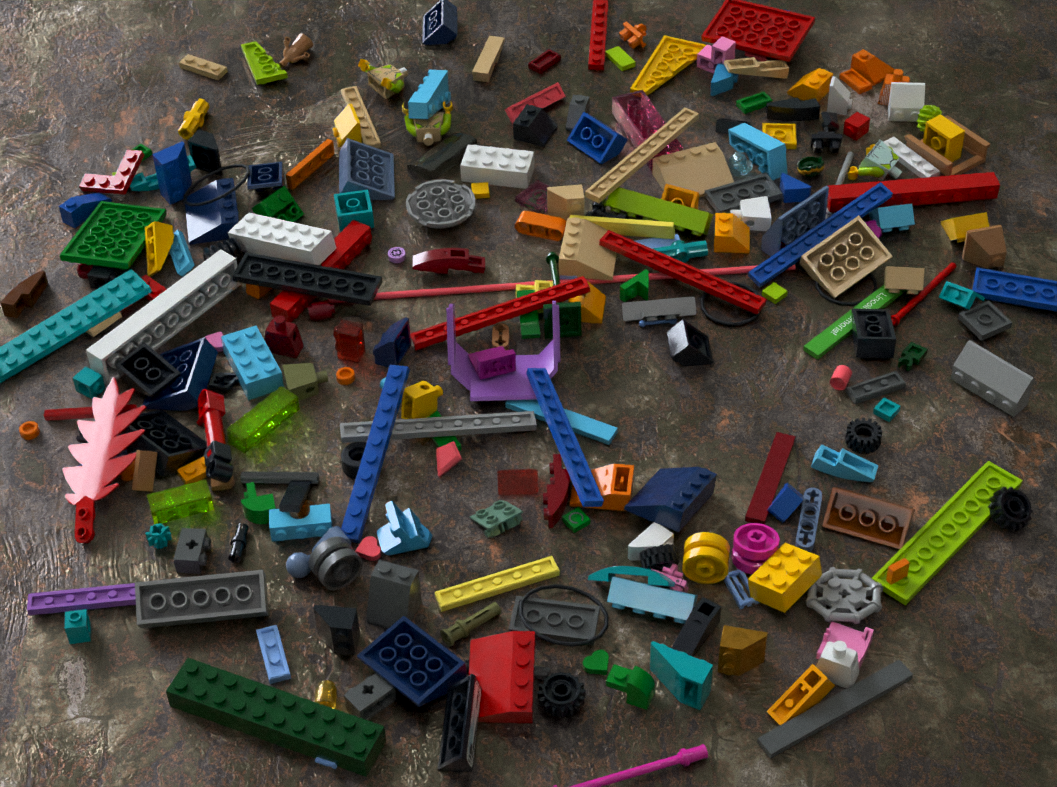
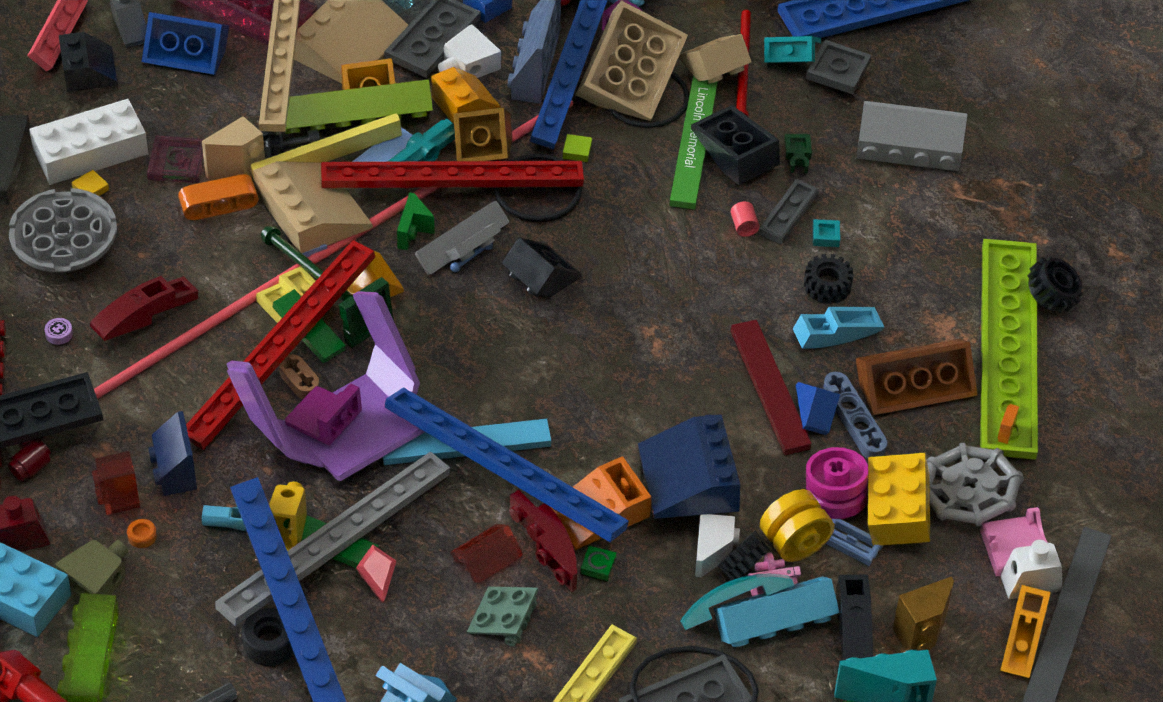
camera: 40 degrees left, 5 degrees up
(719, 258) = (483, 135): none -> pearl gold slope

